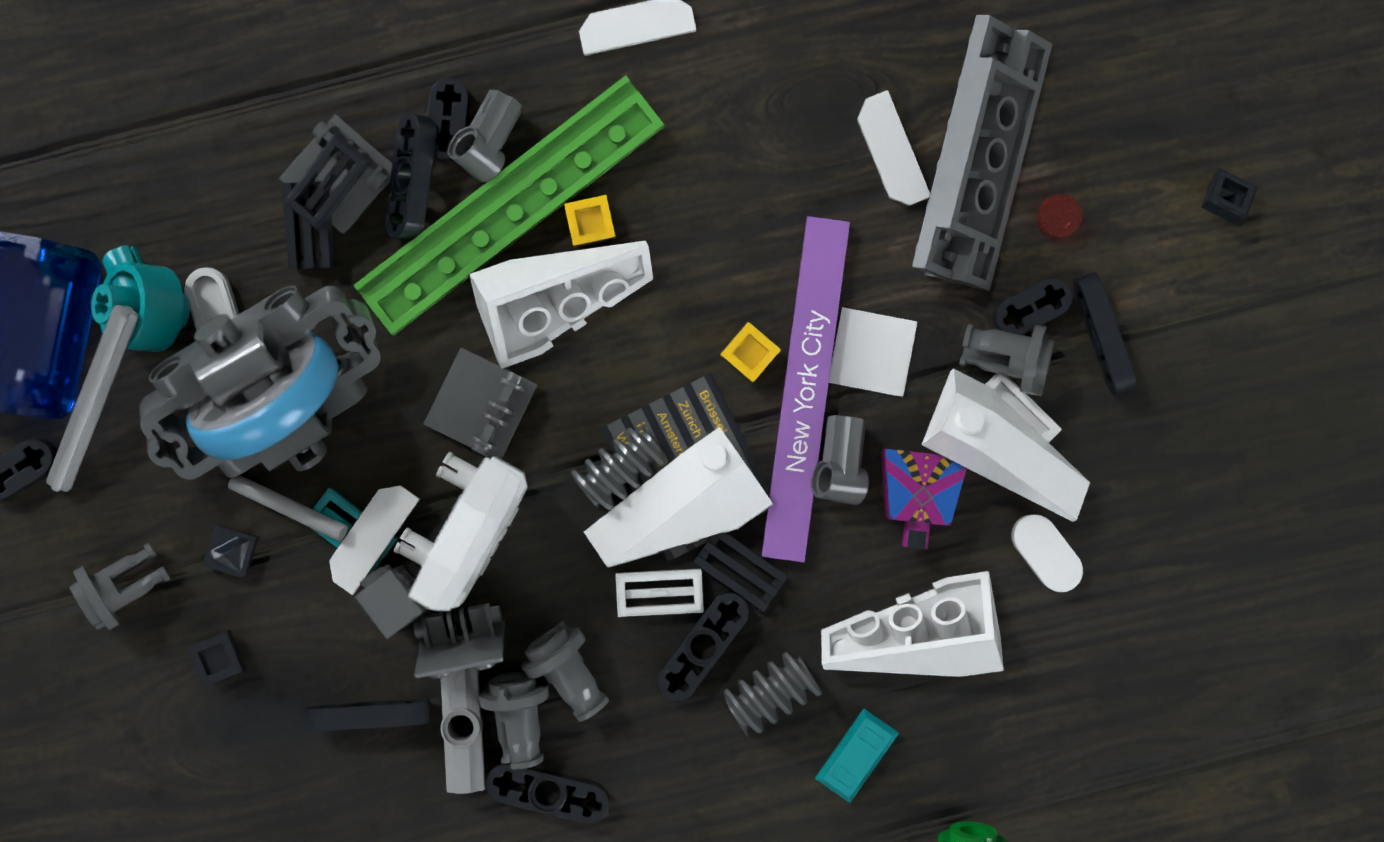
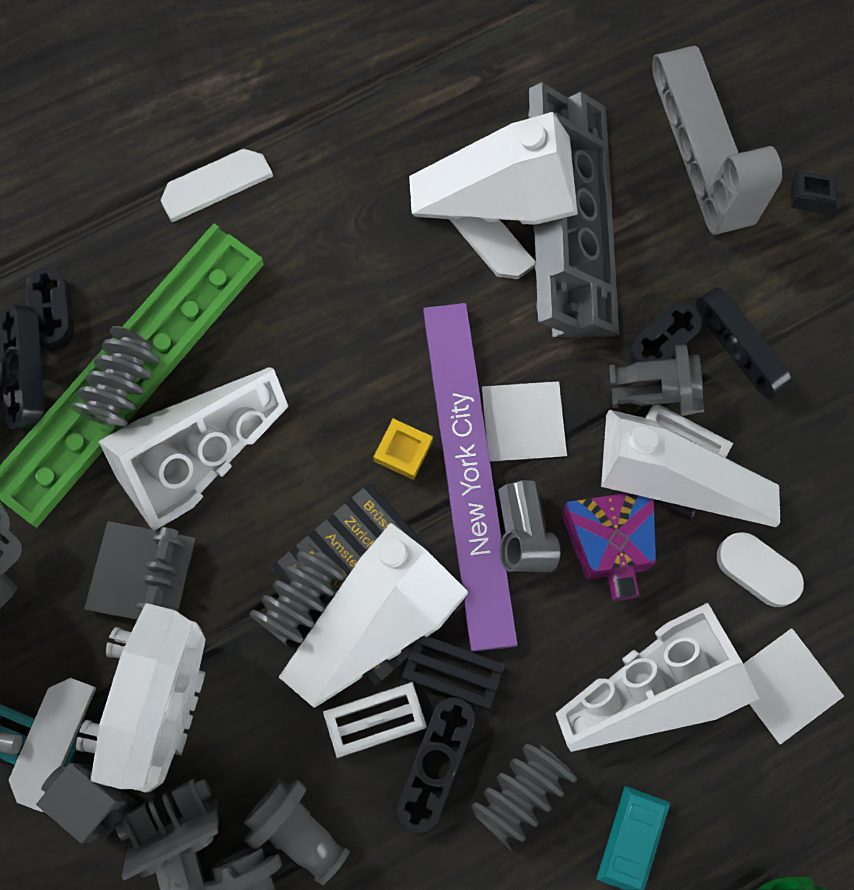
camera: 20 degrees left, 15 degrees down
(480, 145) = (86, 316): dark grey piece -> none
(499, 220) = (115, 378): none -> dark grey piece
(590, 221) = (211, 365): yellow plate -> none
(920, 111) = (508, 175): none -> white wedge
(1038, 661) = (789, 686): none -> white sticker
(1059, 216) = (662, 250): clear red tile -> none
(1140, 175) = (727, 184): none -> light grey beam

